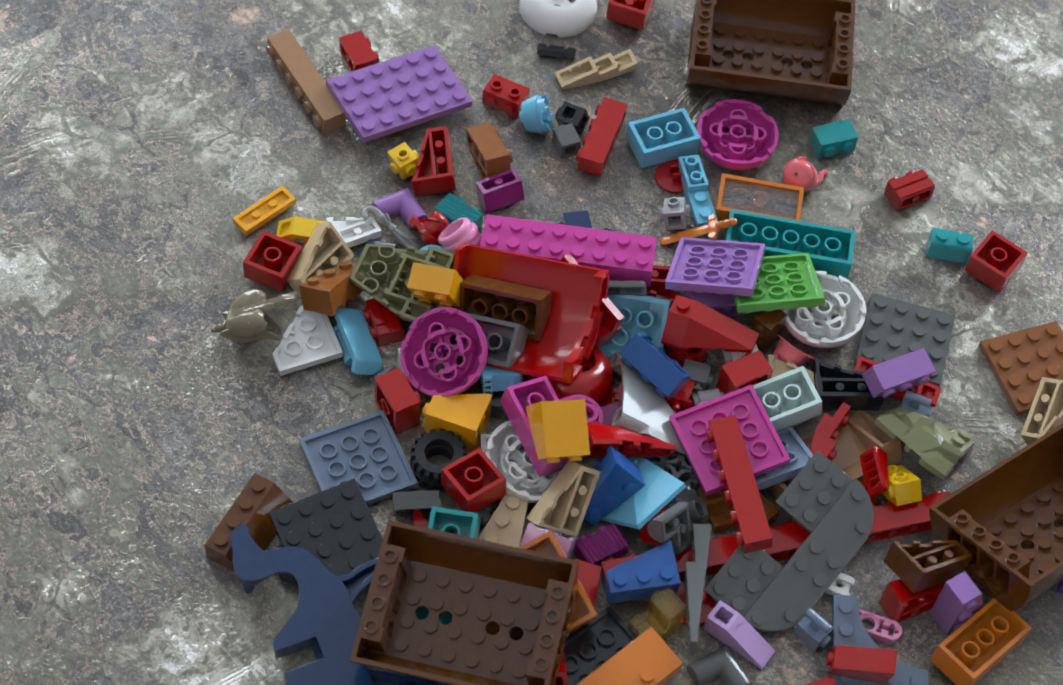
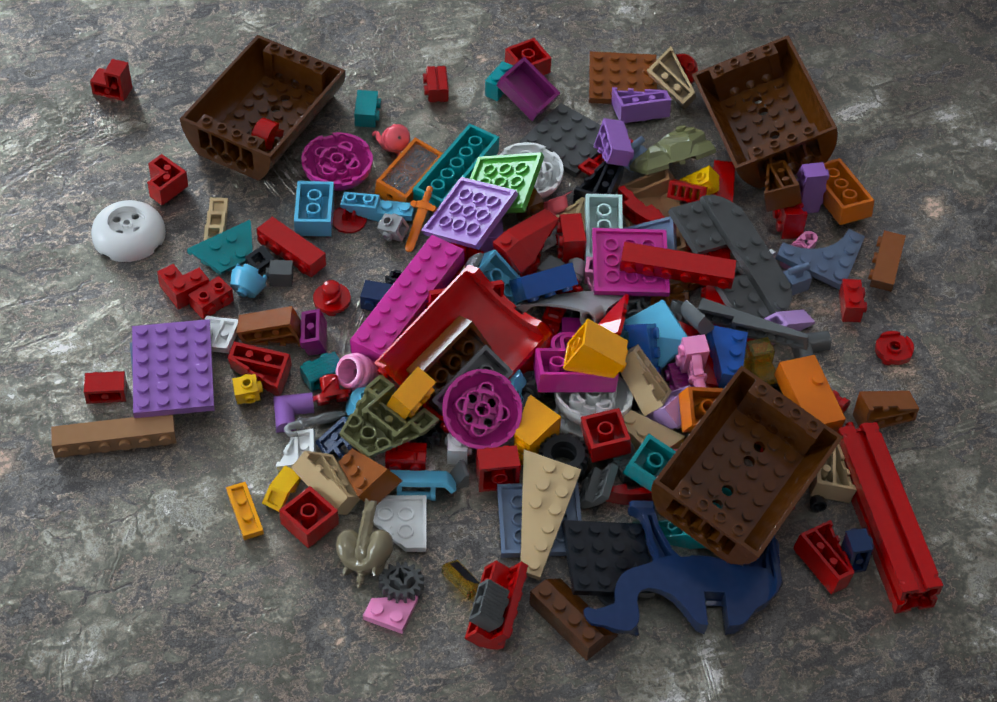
camera: 65 degrees left, 5 degrees down
(198, 369) = (389, 613): none -> bright pink wing
(216, 438) = (489, 605): none -> dark grey brick
(230, 363) = (401, 582): none -> dark grey gear
(233, 453) = (513, 580): none -> red brick
(259, 416) = (461, 578): none -> clear yellow slope
(373, 453) = (545, 499): none -> tan wing
(460, 120) = (222, 333): none -> white wing
(508, 63) = (179, 286): none -> red brick
(556, 51) = (179, 249): black axle -> none
(558, 194) = (331, 298): none -> red plate
(573, 84) = (225, 249): none -> teal wing
(618, 536) = (692, 359): none -> bright pink brick
(732, 57) = (267, 130): none -> red brick
(862, 663) = (842, 254): red slope -> none
(943, 270) = (528, 89): none -> magenta piece
(995, 393) = (640, 106): none -> medium lavender wedge

